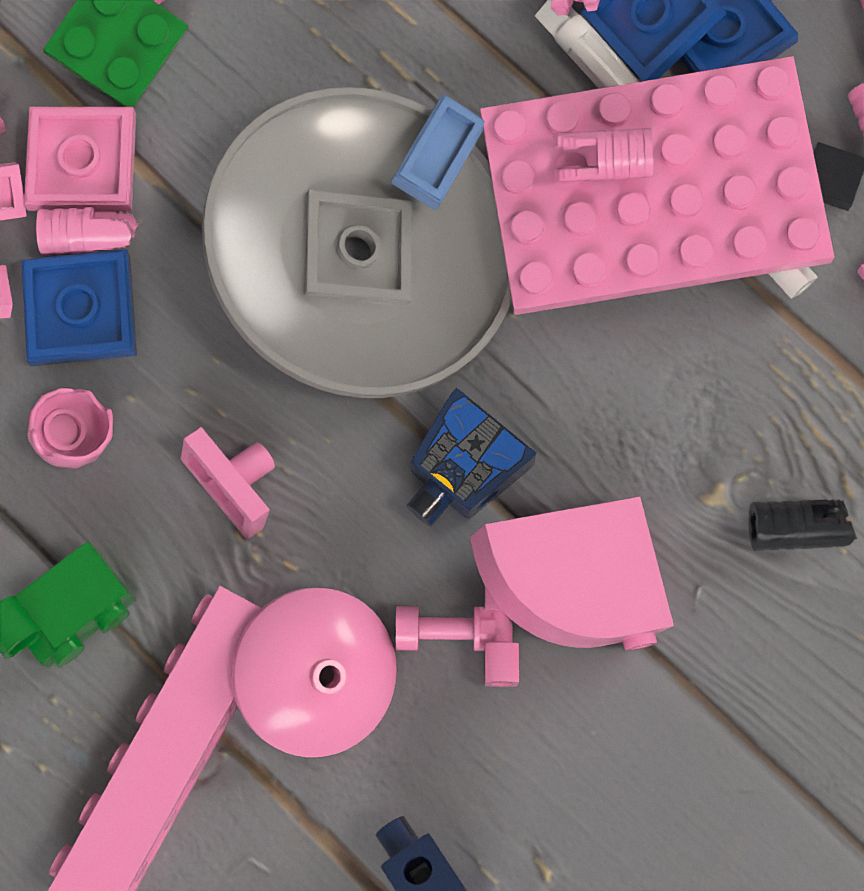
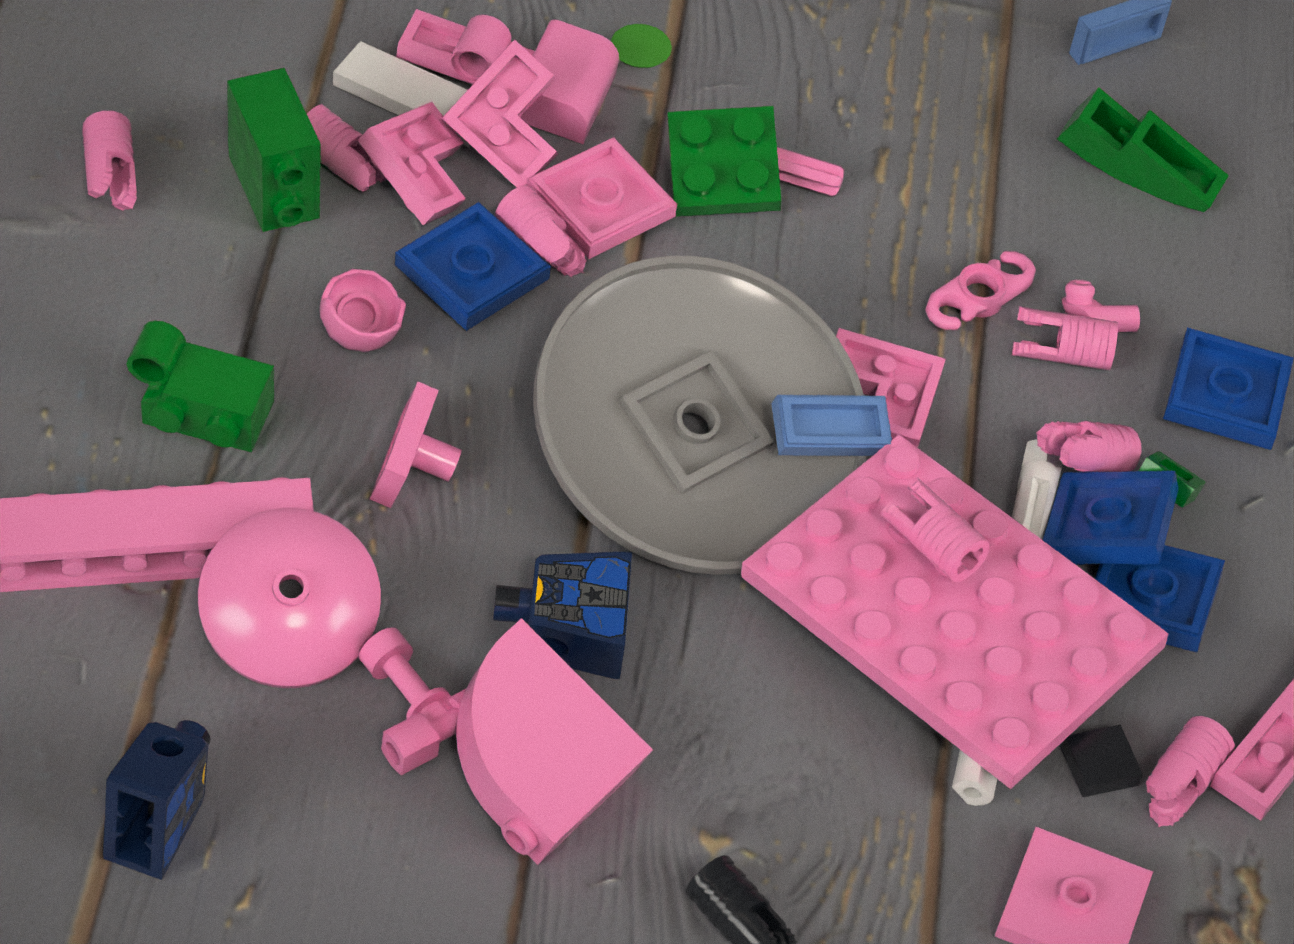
camera: 45 degrees right, 25 degrees down
(419, 65) = (901, 375): none -> bright pink plate

